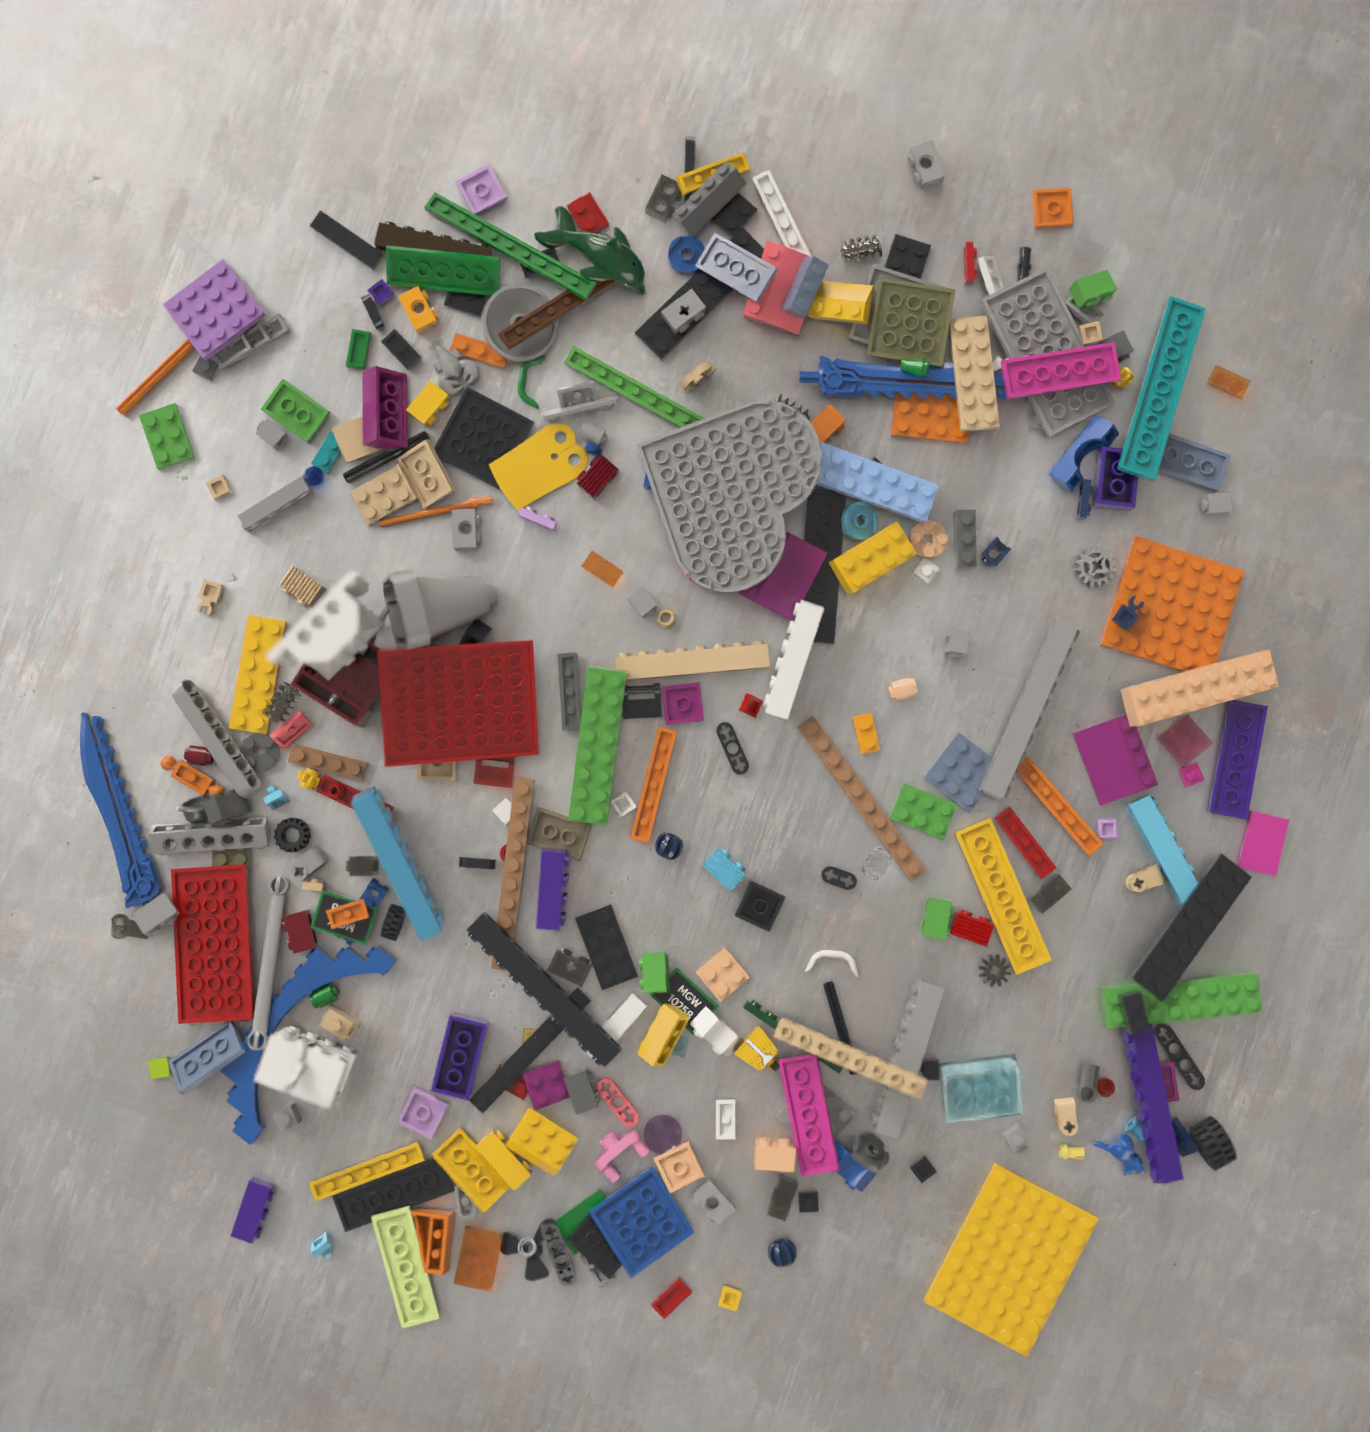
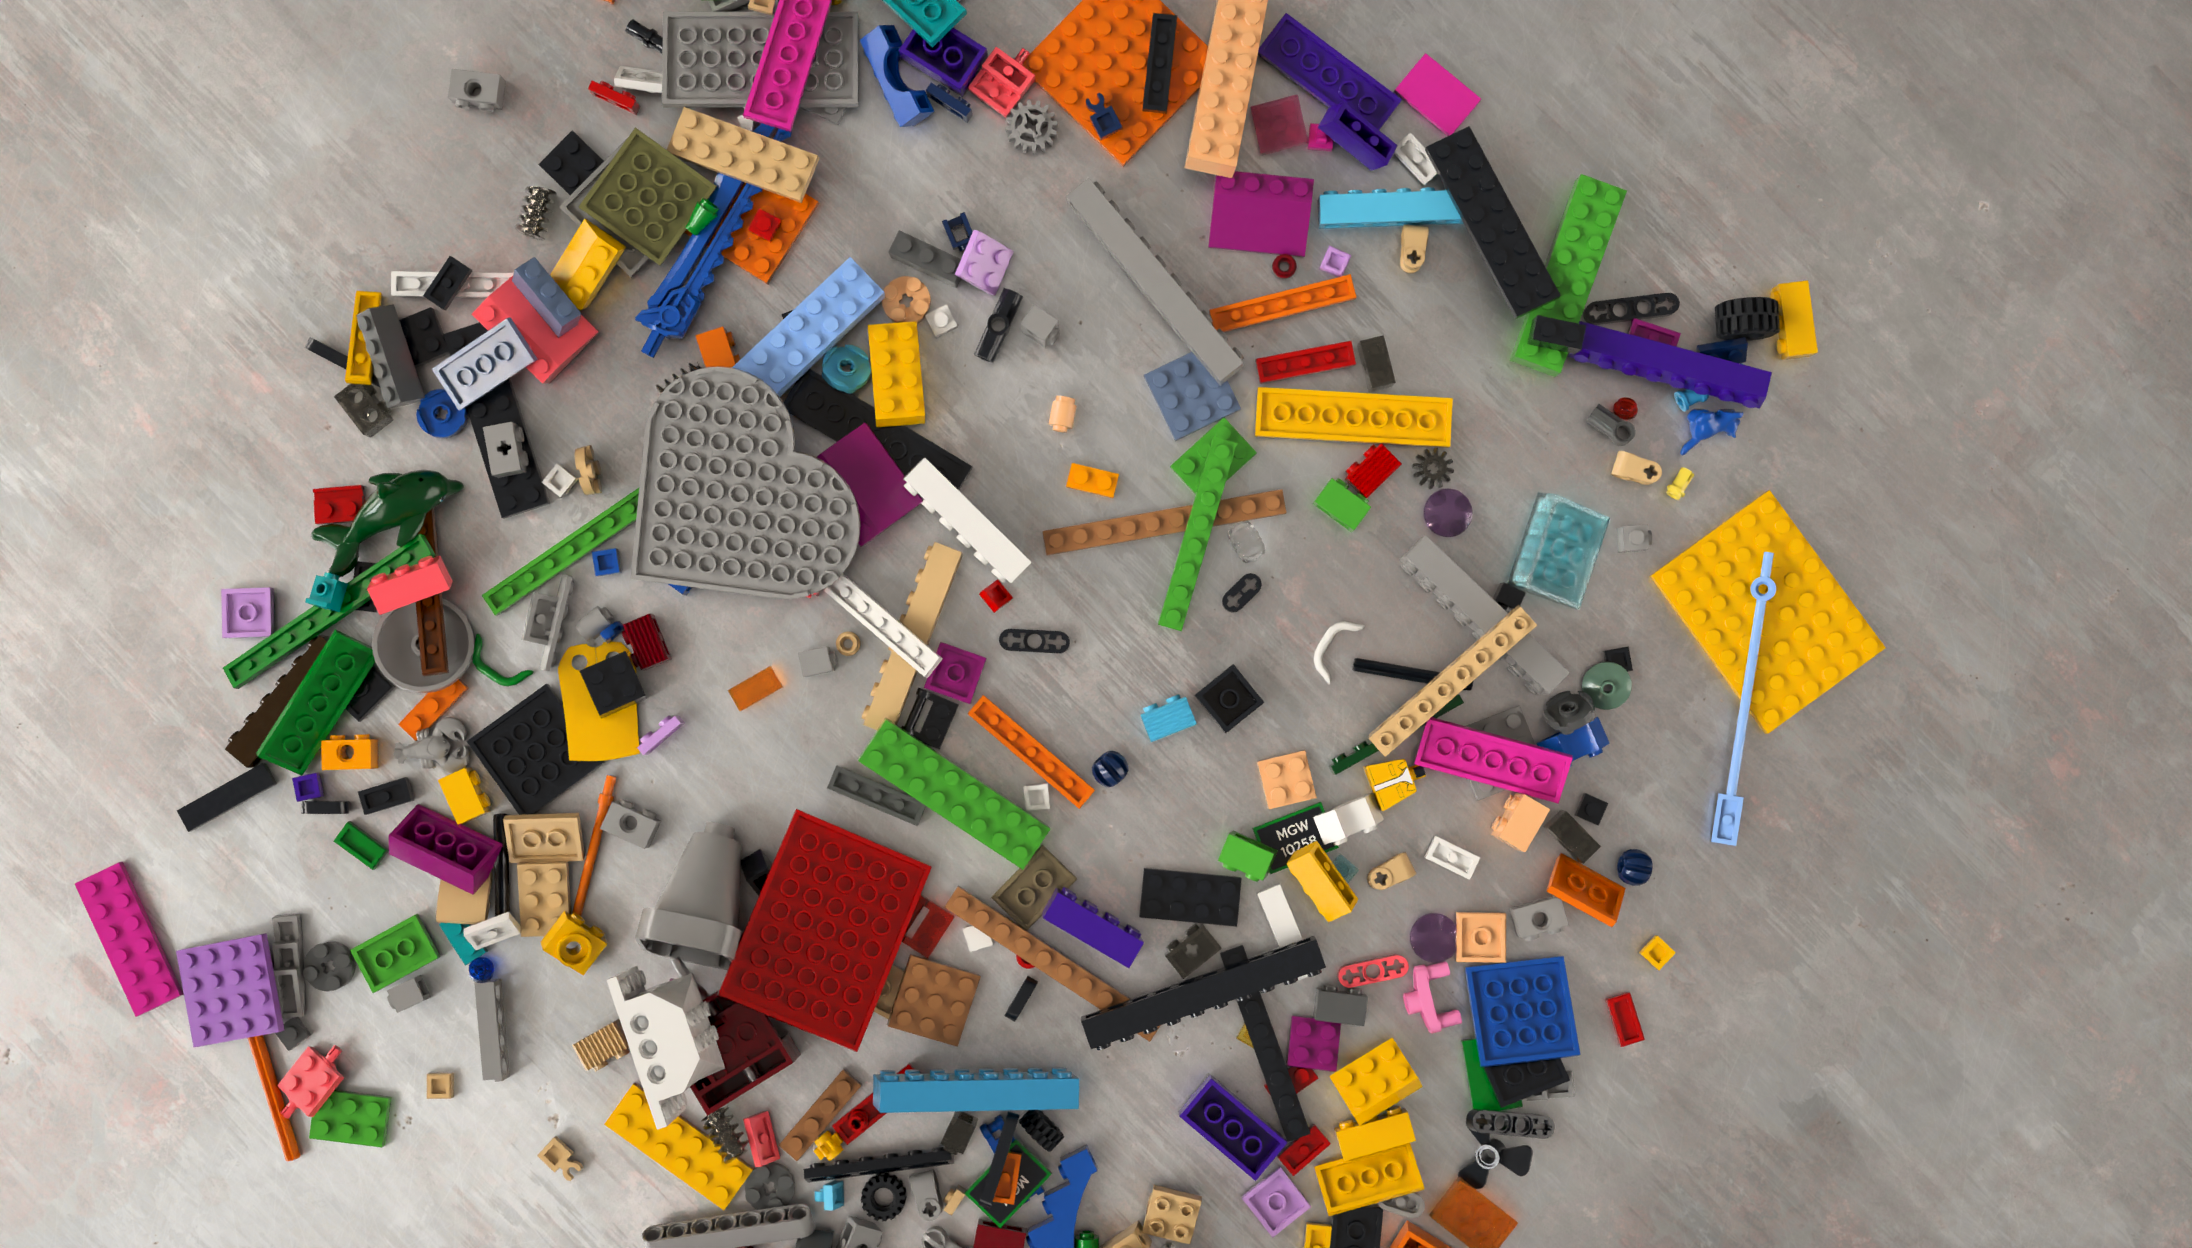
camera: 60 degrees left, 0 degrees up
(178, 397) = (310, 1081): none -> coral plate
(215, 222) = (129, 939): none -> dark pink plate
(256, 361) = (342, 961): none -> dark grey plate
(308, 814) = (869, 1166): none -> black plate
(344, 470) = (492, 930): none -> white plate
(357, 903) = (999, 1160): none -> black beam
(371, 523) = (572, 928): none -> yellow brick
(378, 1043) = (1171, 1214): none -> tan plate
(446, 802) = (933, 1000): none -> medium nougat plate
(468, 1114) = (1303, 1150): none -> red plate
(523, 239) = (327, 592): none -> teal brick
(556, 292) = (409, 584): none -> coral brick
(556, 468) = (613, 684): none -> black brick
(639, 421) = (606, 562): none -> blue plate
(680, 359) = (559, 480): none -> white plate
(691, 637) = (884, 625): none -> white plate
(696, 1083) = (1395, 871): none -> tan piece
(749, 1225) = (1586, 890): none -> orange plate
(780, 213) = (447, 283): none -> black plate
(859, 1299) = (1729, 805): none -> light blue bar
(865, 825) = (1197, 533): none -> bright green plate
(910, 1166) = (1603, 674): none -> sand green dish
(931, 413) = (764, 225): none -> red plate
(955, 612) = (1005, 311): none -> black piece
(968, 996) = (1448, 512): none -> clear purple dish
(982, 580) = (984, 262): none -> lavender plate
(1092, 794) = (1289, 260): none -> dark red plate
(1117, 530) = (1002, 81): none -> coral plate
(1186, 634) = (1159, 63): none -> black plate
(1204, 801) = (1357, 136): none -> dark purple brick
(1209, 849) = (1415, 158): none -> white plate
(1229, 1178) = (1796, 320): none -> yellow brick

